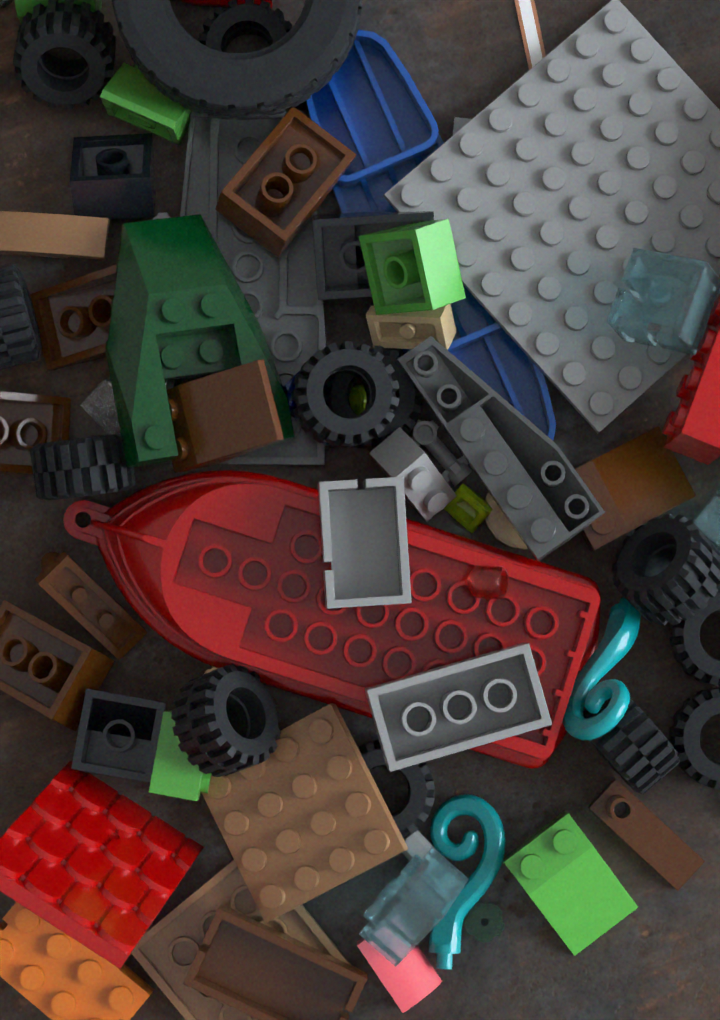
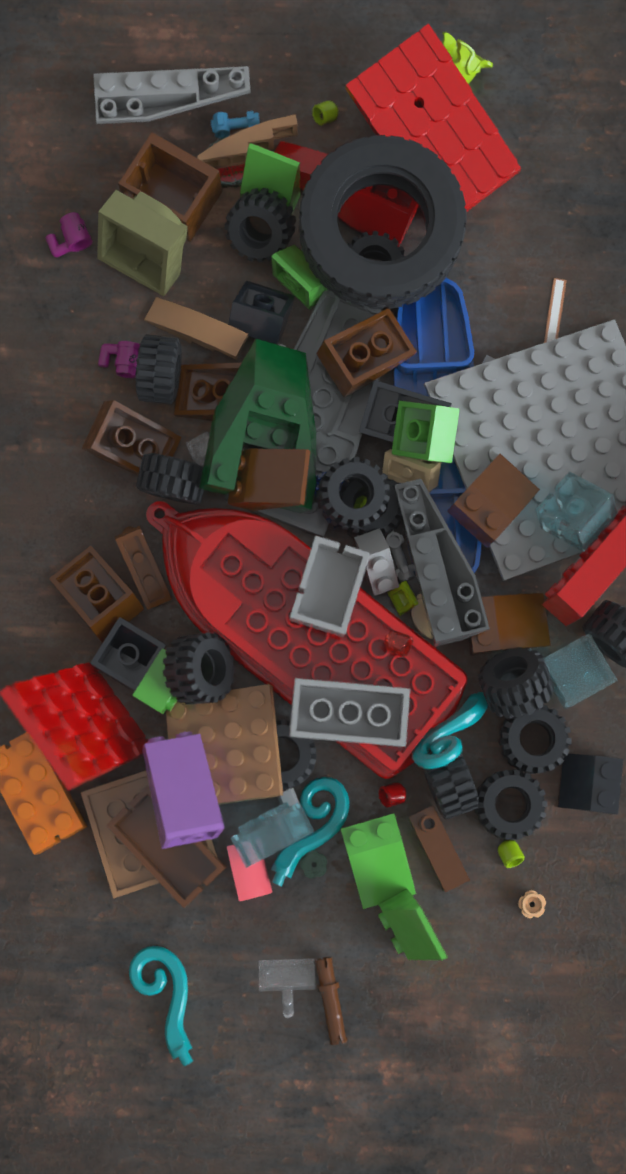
camera: 15 degrees right, 5 degrees down
(268, 896) = (182, 790): none -> medium lavender slope
(544, 327) = (493, 500): none -> reddish brown slope
(559, 782) = (395, 792): none -> red piece
(649, 960) = (410, 928): none -> bright green slope

